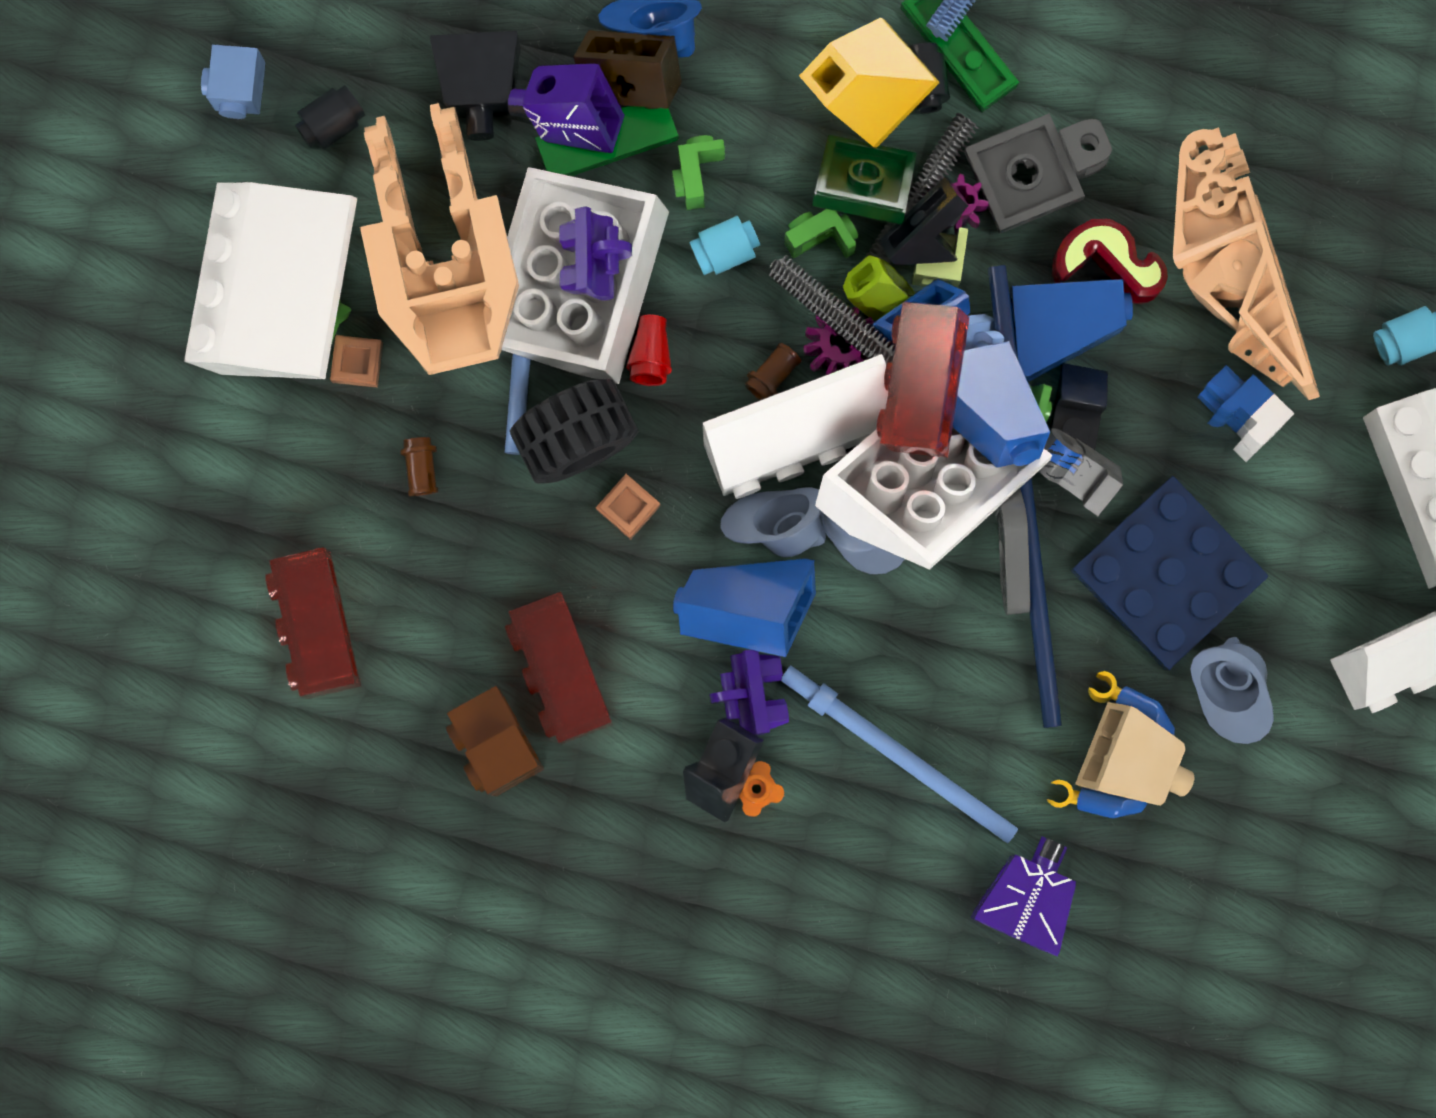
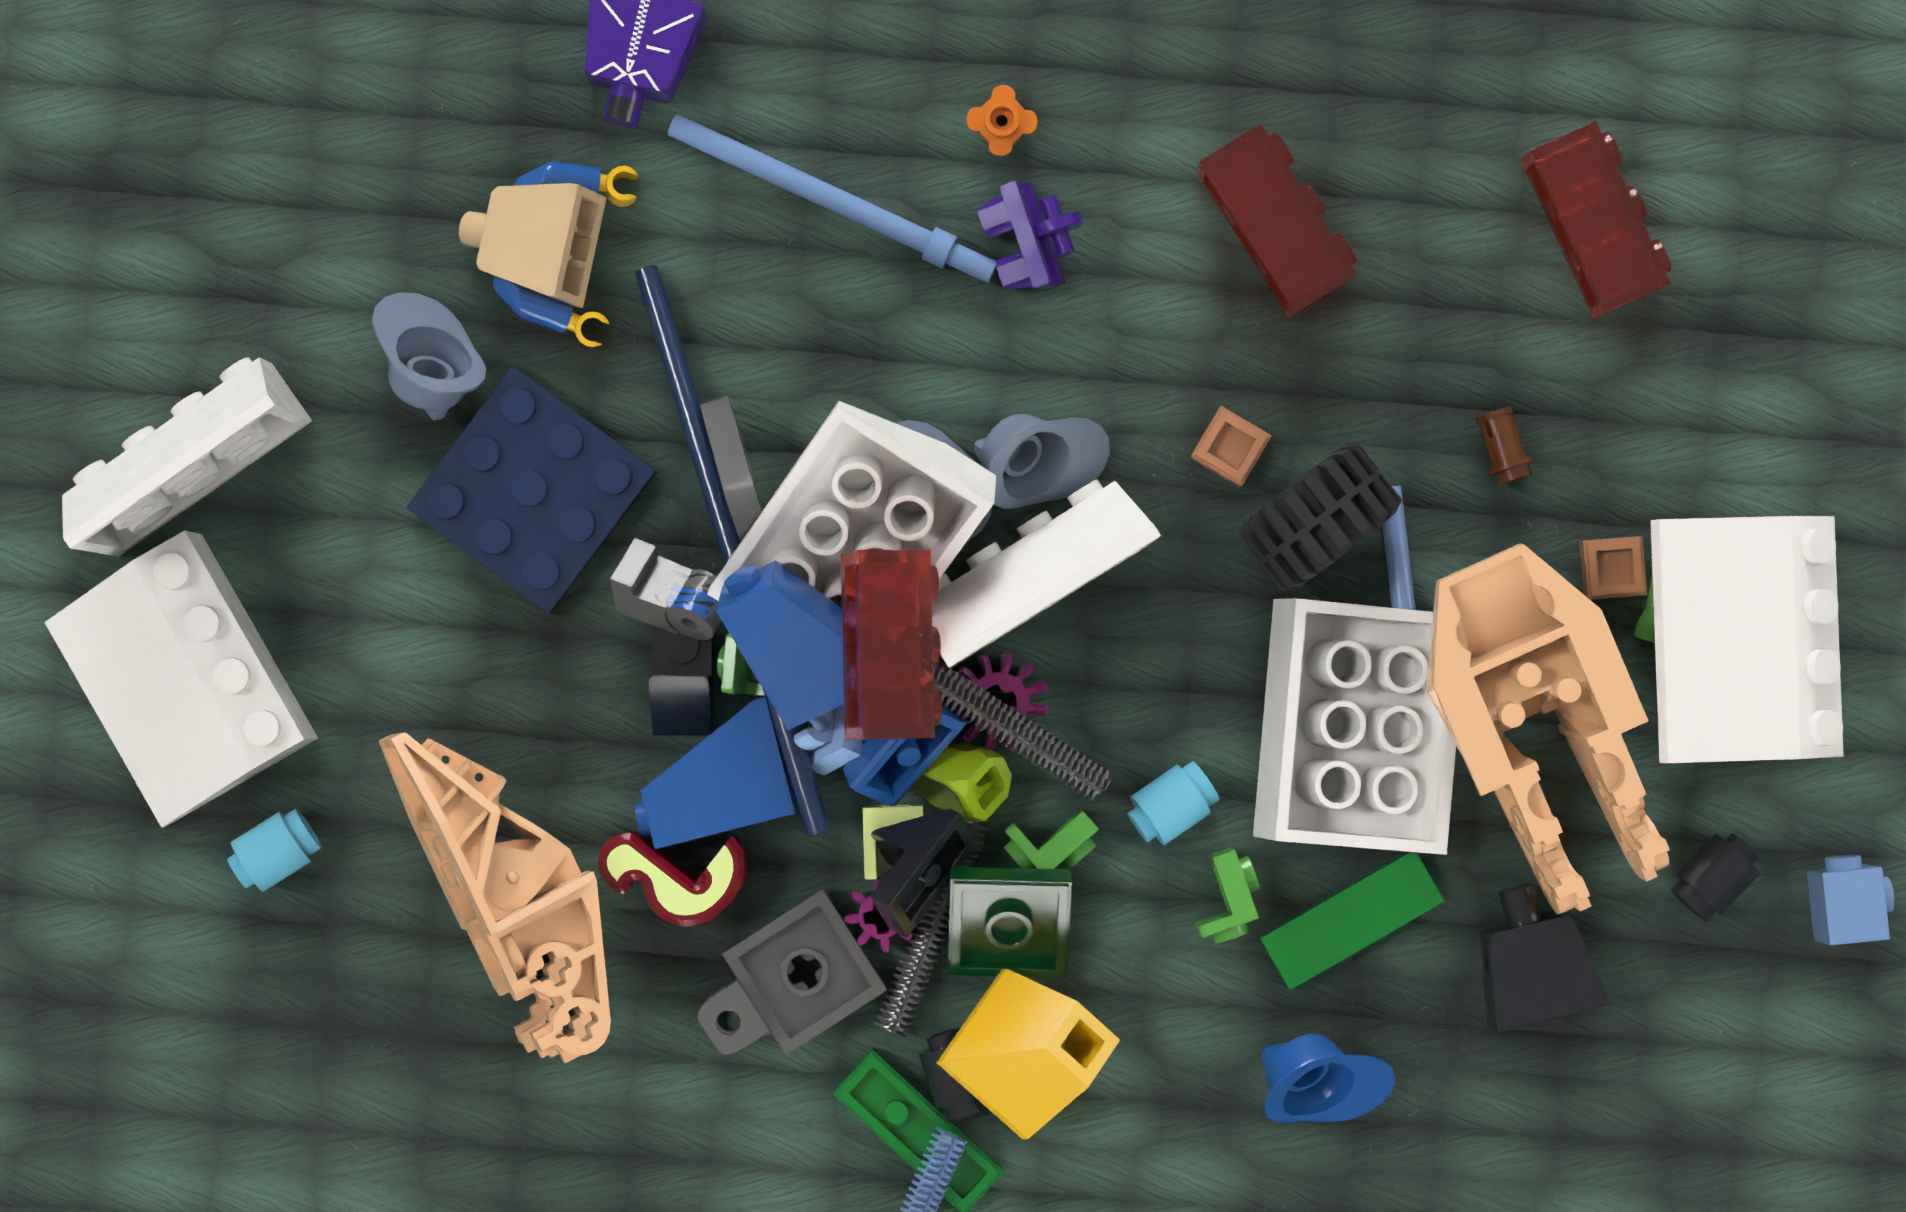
camera: 170 degrees right, 5 degrees up
(494, 743) = (1337, 112): reddish brown brick -> none
(570, 106) = (1408, 941): dark purple torso -> none
(596, 254) = (1340, 745): dark purple hips -> none
(636, 66) = (1343, 1007): dark brown brick -> none
(650, 355) = (1241, 647): red cone -> none
(722, 770) = (1049, 133): black slope -> none
(747, 604) = (1055, 343): blue slope -> none
(772, 372) = (1080, 650): reddish brown pin -> none
(1246, 408) = (467, 711): blue hips -> none

